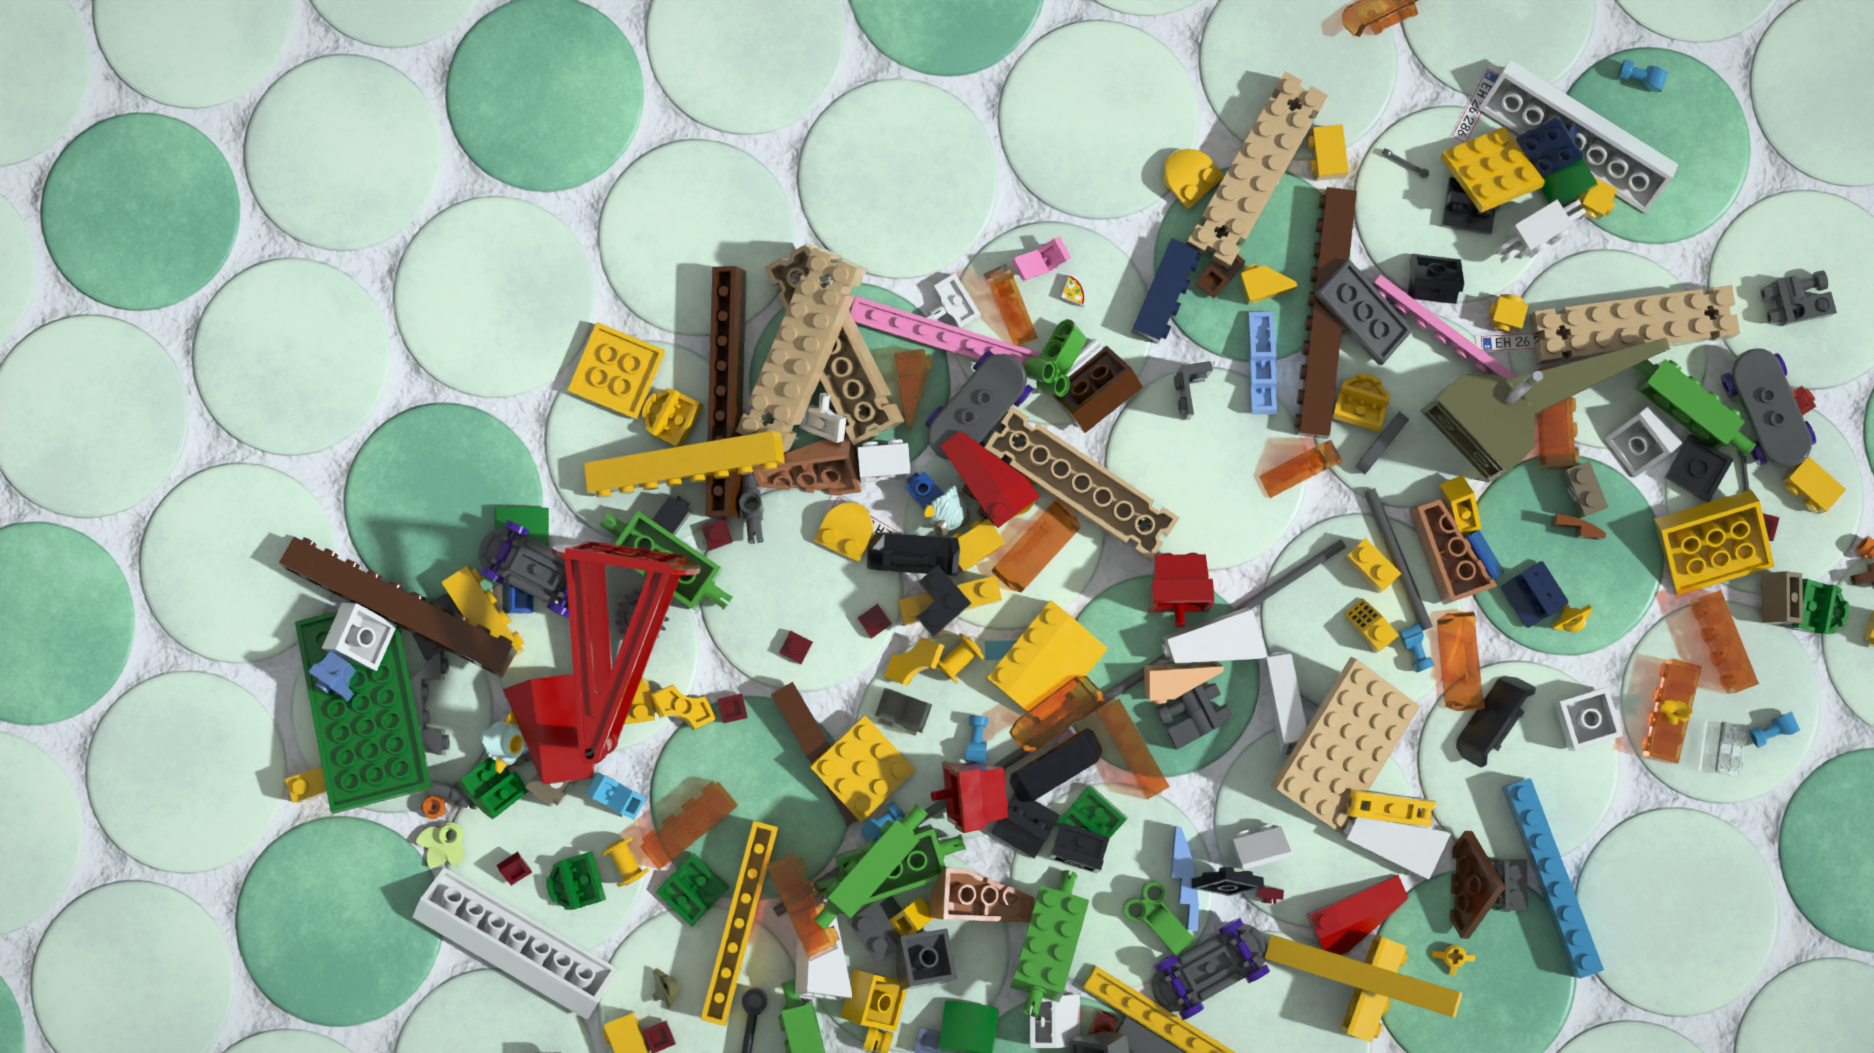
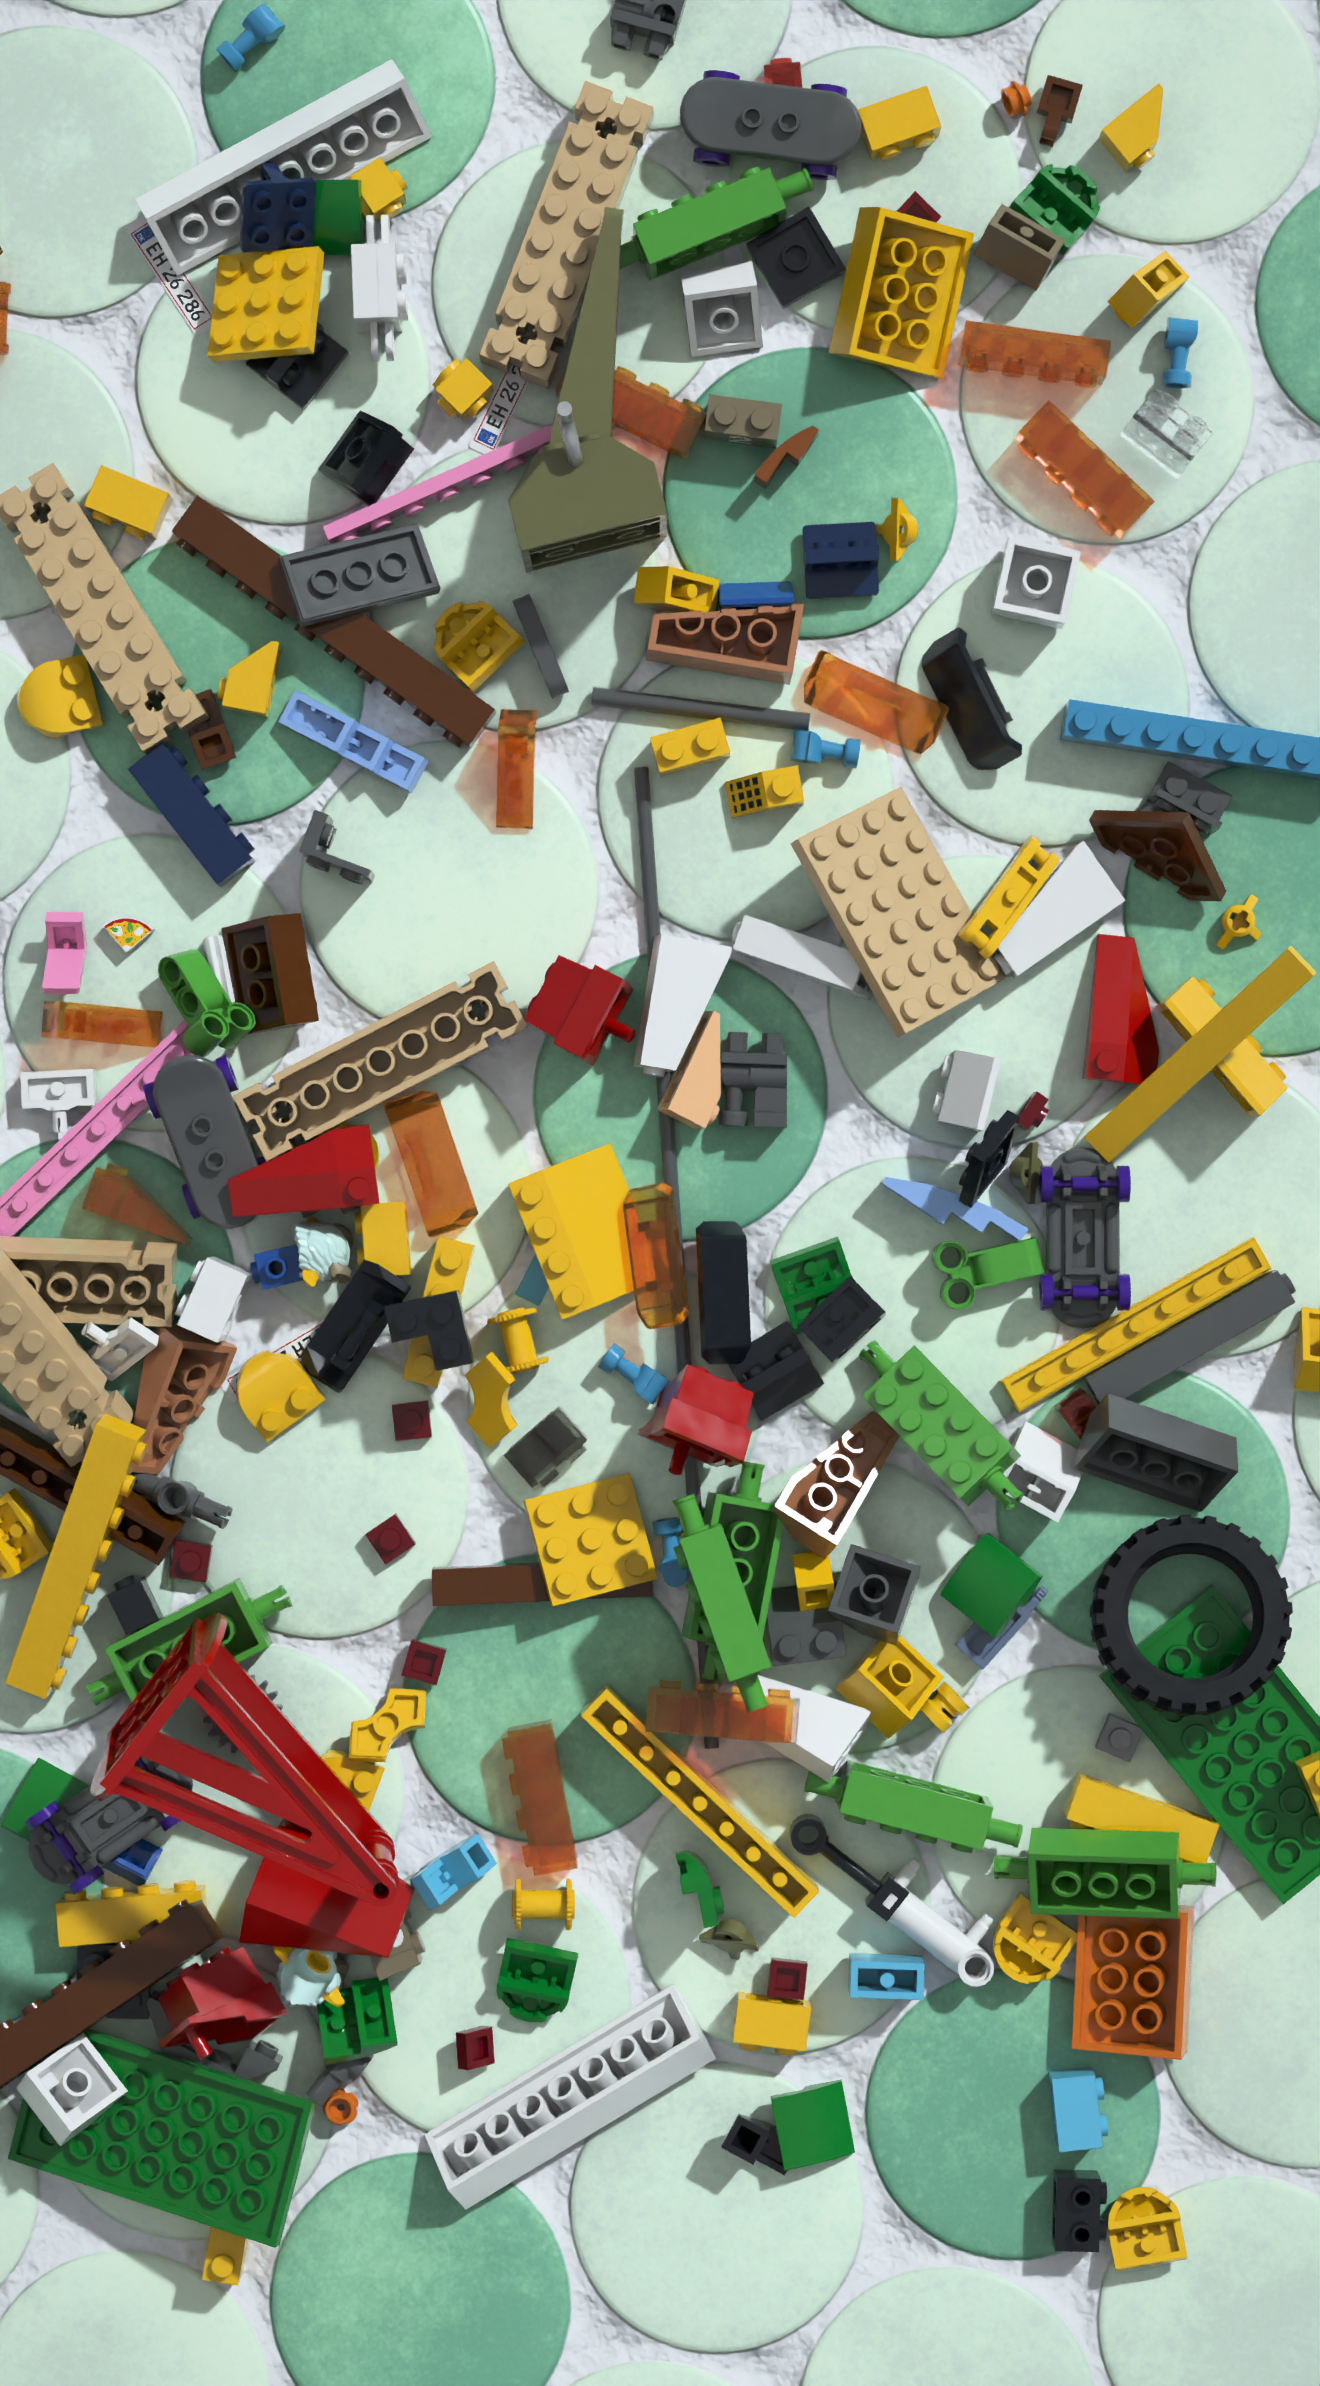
camera: 55 degrees left, 5 degrees up
(334, 675) = (103, 2148): medium blue brick -> none
(440, 847) = (395, 2125): yellowish green plate -> none
(460, 697) = (219, 2003): none -> red piece
(692, 889) = (625, 1836): green slope -> none
(692, 946) = (697, 1878): none -> green slope
(1132, 749) = (754, 1183): clear orange brick -> none
(1230, 910) = (1025, 1172): none -> olive piece
(1422, 172) = (221, 394): dark grey hinge -> none
(1676, 711) = (1087, 466): yellow plant -> none
(1744, 470) = (832, 200): dark grey hinge -> none
(1801, 689) = (1148, 289): none -> yellow slope

